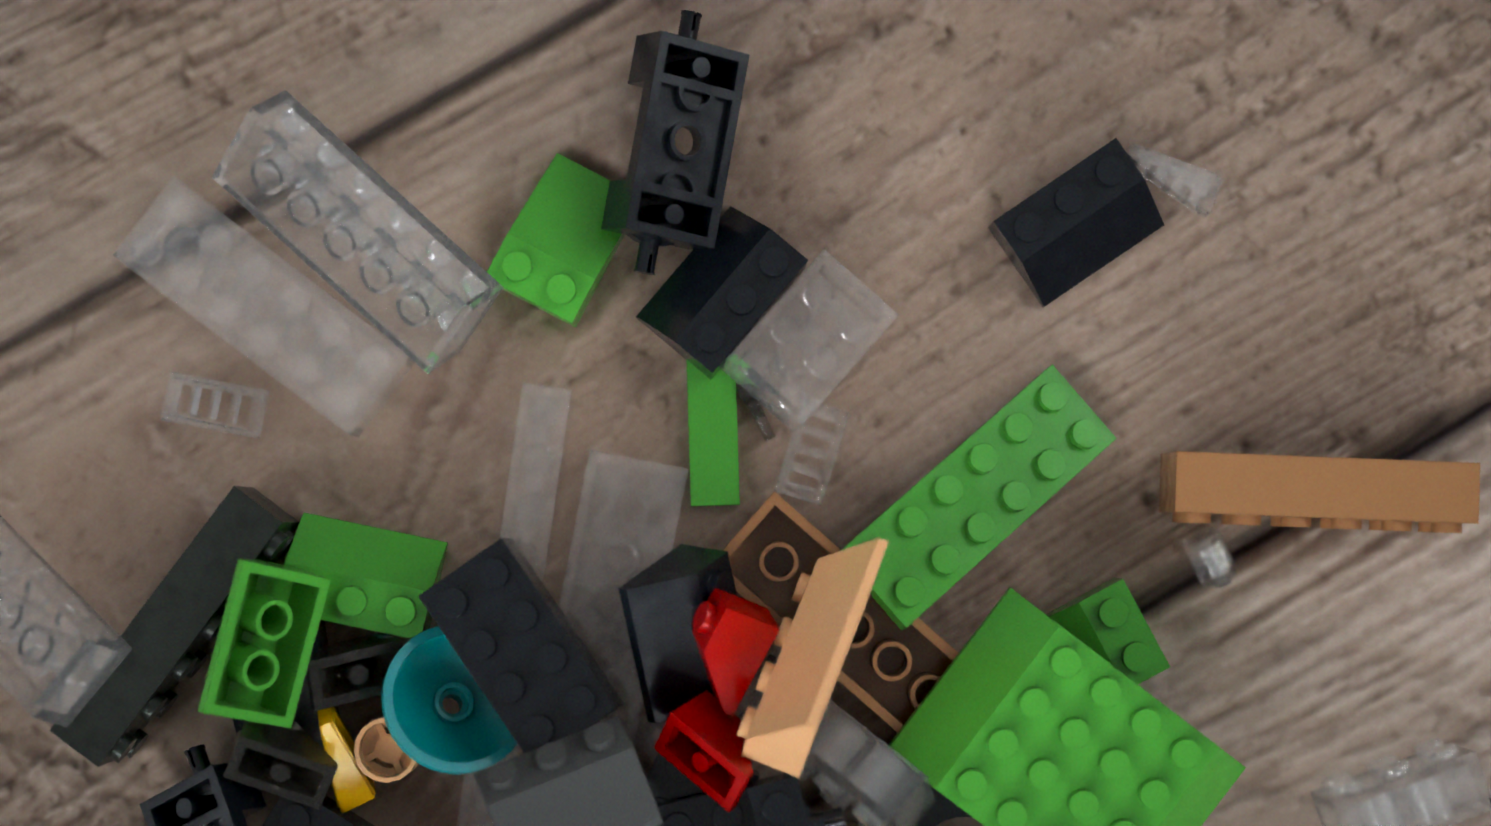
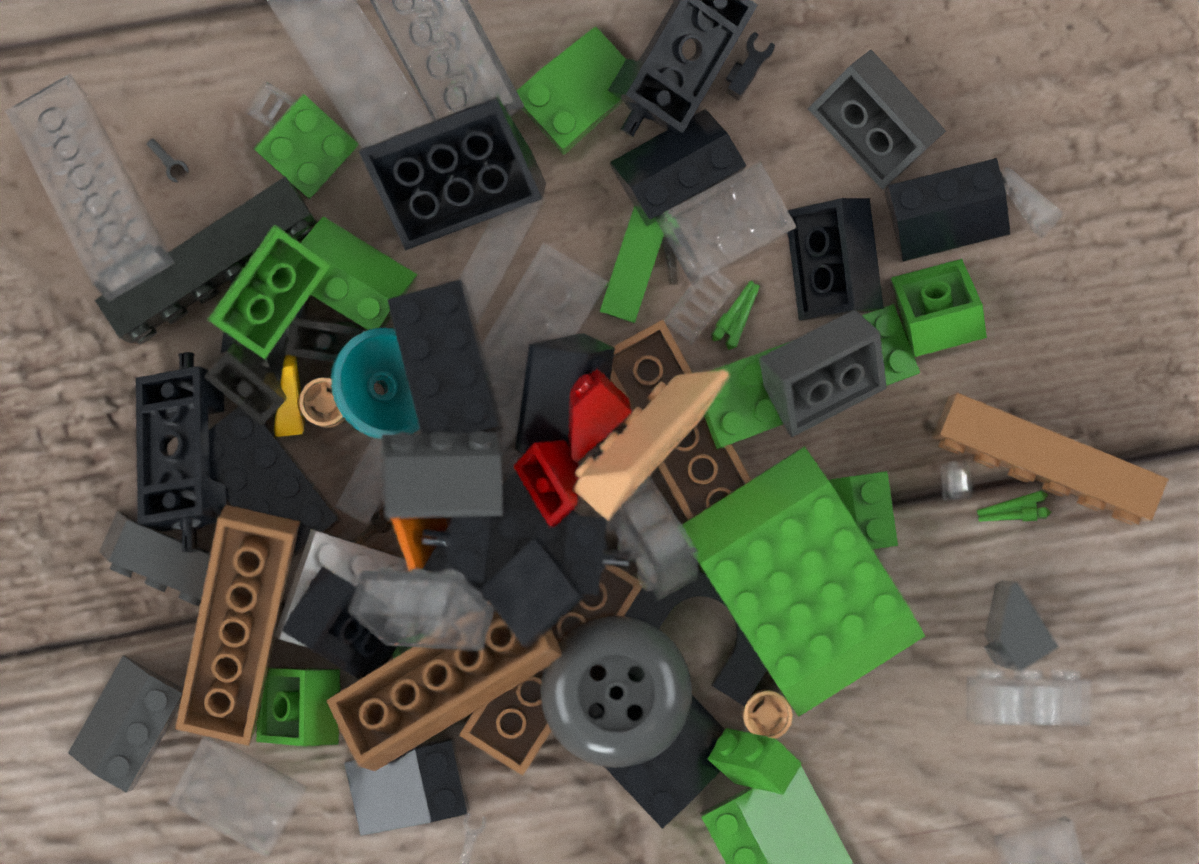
camera: 25 degrees right, 0 degrees up
(83, 513) = (166, 159): none -> dark grey hand
(249, 434) = (306, 146): none -> bright green plate
(445, 403) = (454, 172): none -> black slope
(761, 148) = (742, 75): none -> black plate
(862, 453) = (735, 319): none -> bright green piece
(948, 143) = (876, 119): none -> dark grey slope
(959, 335) = (834, 259): none -> black slope
(1000, 484) = (824, 372): none -> dark grey slope
(1111, 348) = (939, 307): none -> bright green slope
(1301, 560) = (1020, 508): none -> bright green piece
(1357, 722) = (1015, 629): none -> dark grey slope

